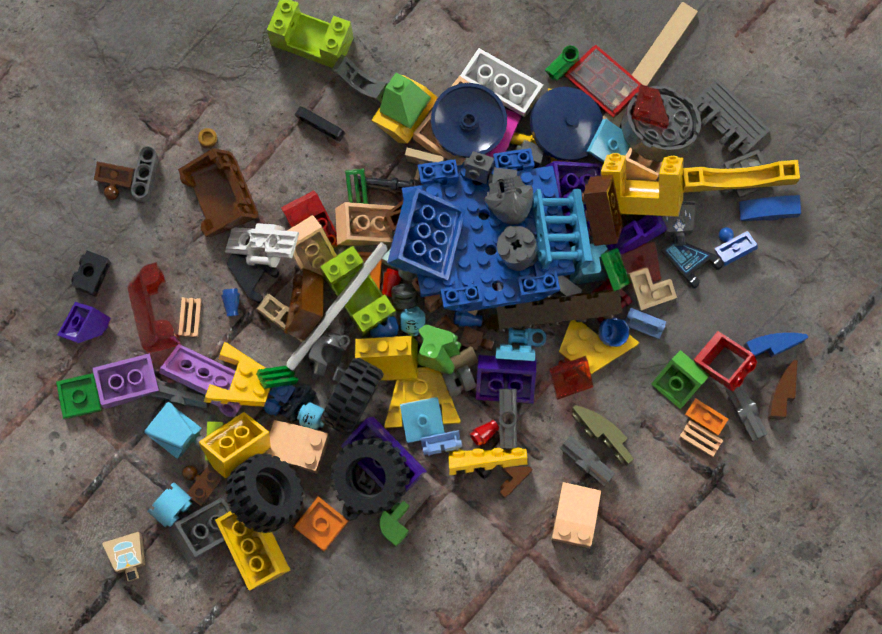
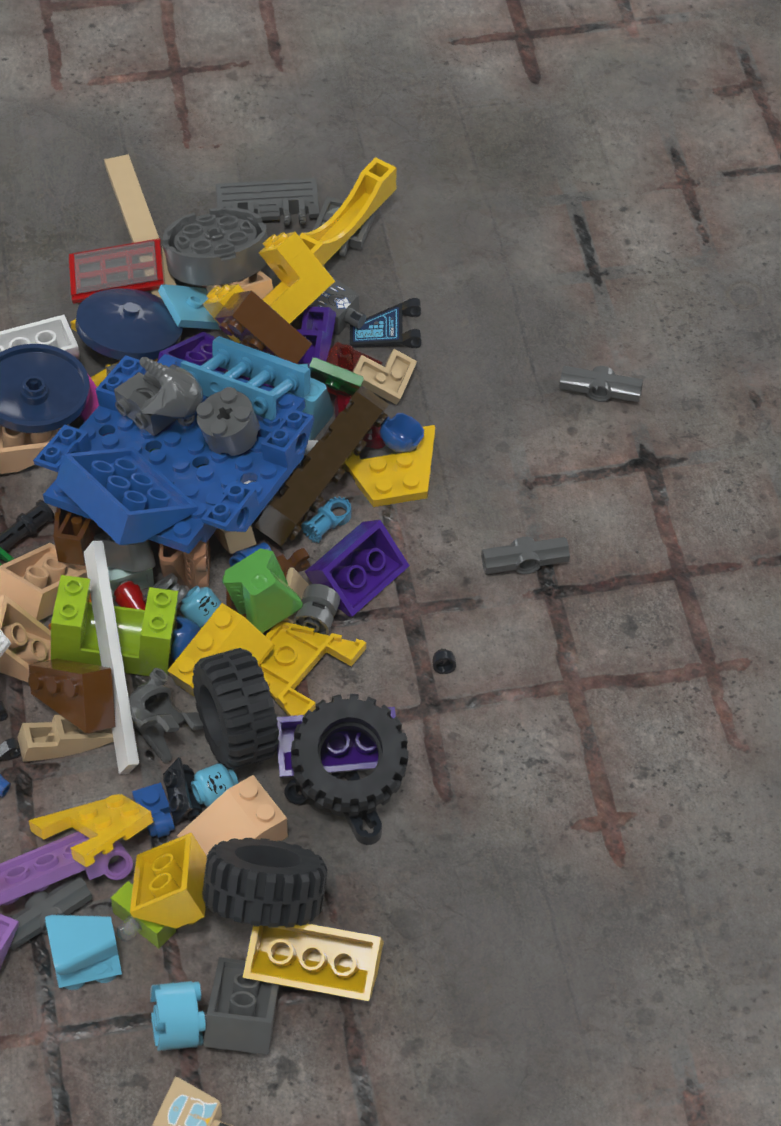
camera: 55 degrees left, 25 degrees down
(204, 483) = (182, 963): reddish brown plate -> none
(275, 374) = (129, 783): green tile -> none
(321, 524) = (355, 873): orange tile -> none
(389, 524) = (428, 796): bright green brick -> none
(420, 157) = (22, 474): tan tile -> none
(421, 419) = (326, 674): medium azure plate -> none
(440, 442) = (373, 675): medium blue hinge -> none
(478, 167) = (97, 408): dark grey brick -> none
(484, 432) = (400, 633): red cone -> none
(486, 459) = (427, 650): yellow wing -> none
(508, 431) = (420, 602): dark grey piece -> none
(517, 475) = (480, 633): reddish brown slope -> none
(524, 352) = (334, 532): medium azure plate -> none
(562, 64) = (58, 289): green piece -> none
(571, 377) = (415, 502): clear red tile -> none
(576, 515) = (582, 609): light nougat slope -> none
(598, 426) = (496, 517): olive slope -> none
(645, 323) = (421, 406): medium blue hinge -> none
(650, 107) = (191, 233): clear red wing -> none
(680, 379) = (511, 415): bright green slope -> none
(706, 417) = (574, 421): orange plate -> none
(712, 350) = (523, 343): red window -> none
(715, 446) = (592, 439): light nougat tile -> none
(734, 247) = (411, 282): plate -> none
(770, 208) = (399, 226): blue slope -> none
(774, 343) = (547, 315): blue slope -> none
(783, 392) = (610, 340): reddish brown slope -> none

